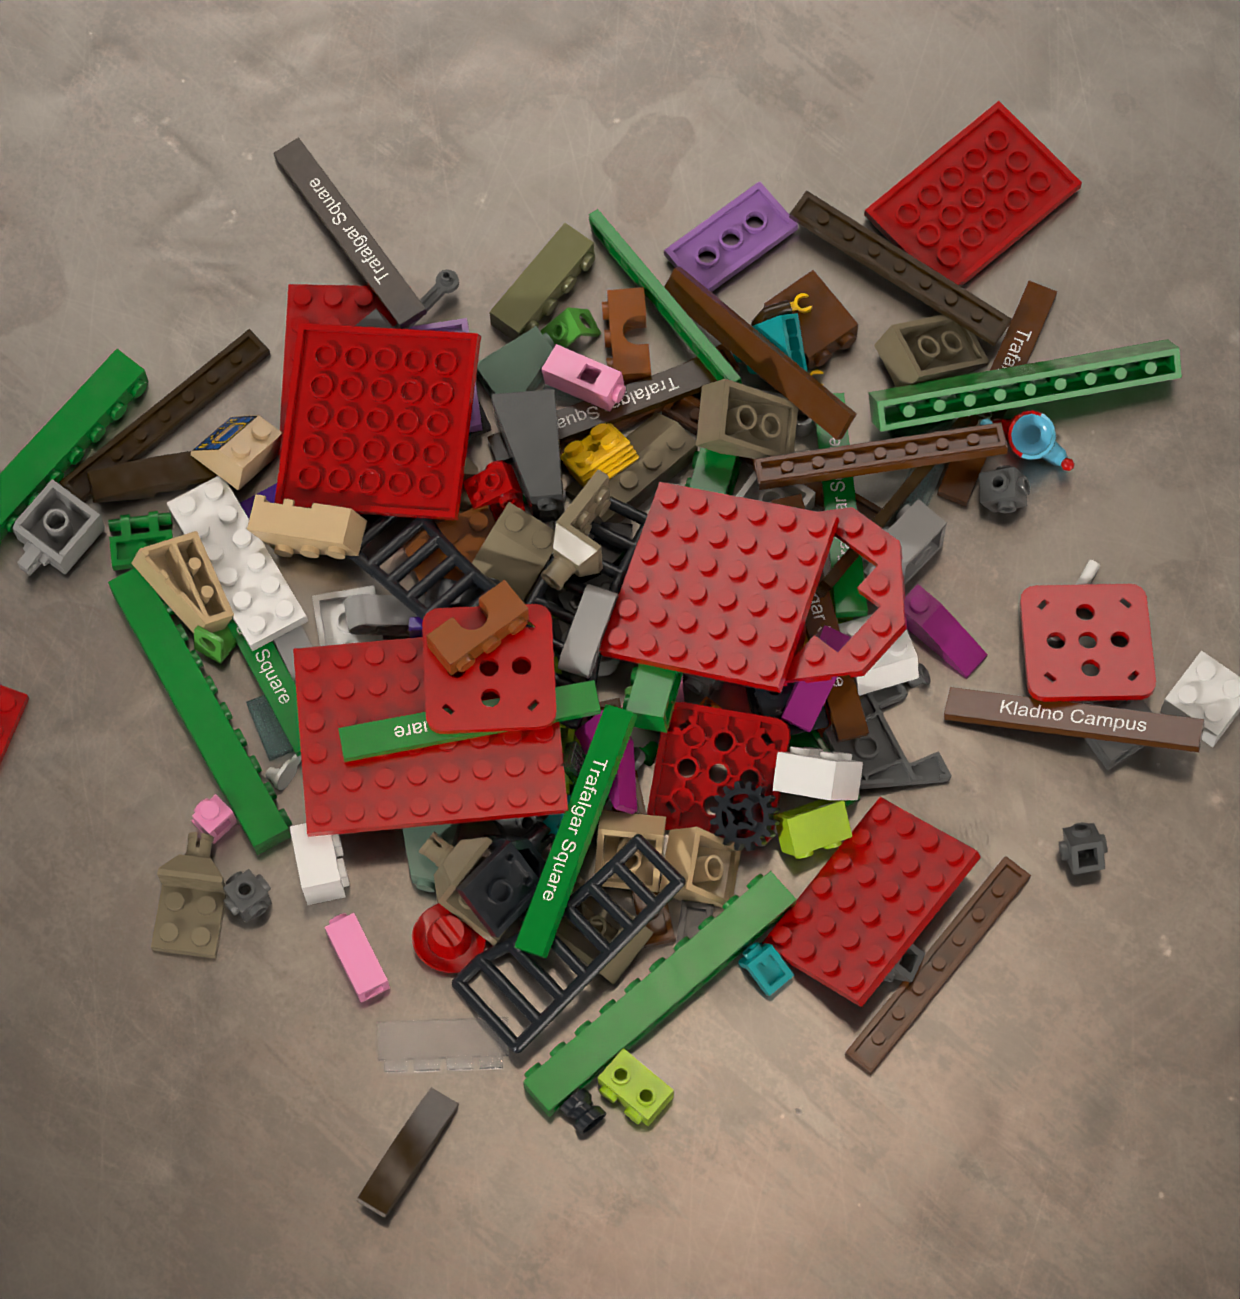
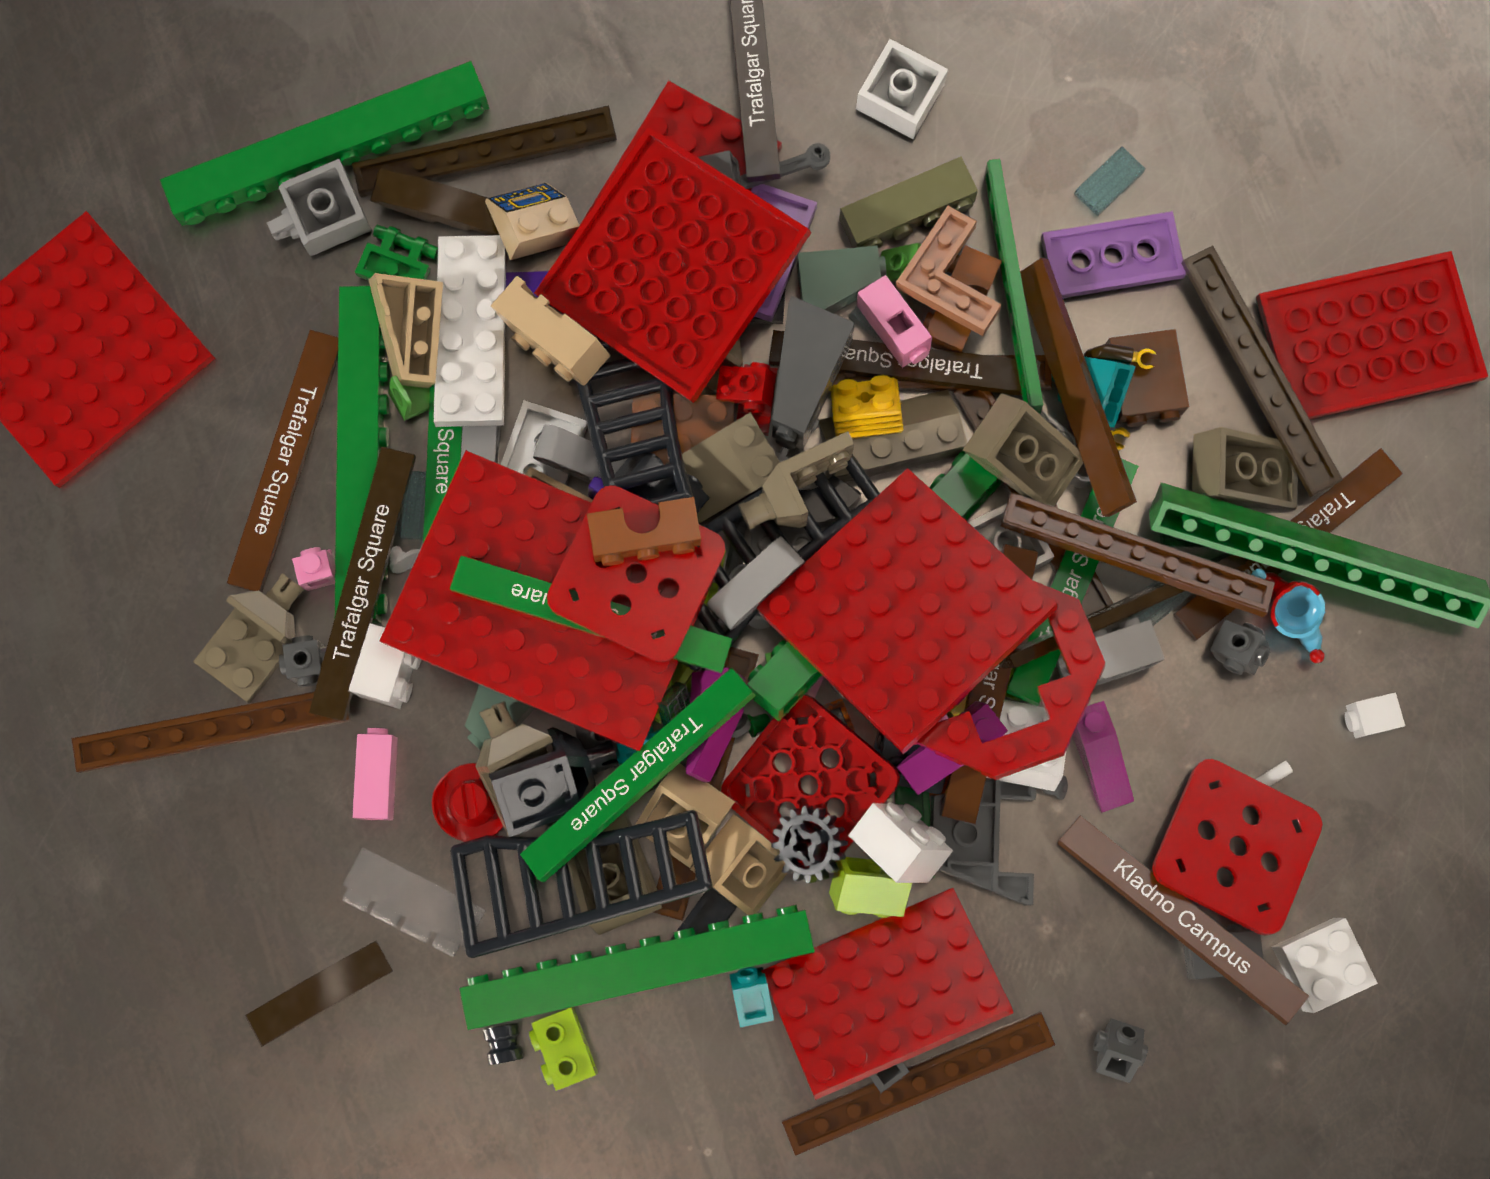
camera: 25 degrees right, 10 degrees up
(137, 748) = (285, 462): none -> reddish brown tile
(195, 995) = (197, 732): none -> reddish brown tile
(263, 805) = (363, 582): none -> dark brown tile
(486, 194) = (901, 89): none -> white brick
(595, 333) = (926, 277): none -> nougat plate
(695, 183) = (1109, 181): none -> clear light blue tile
(1139, 488) = (1374, 715): none -> white brick

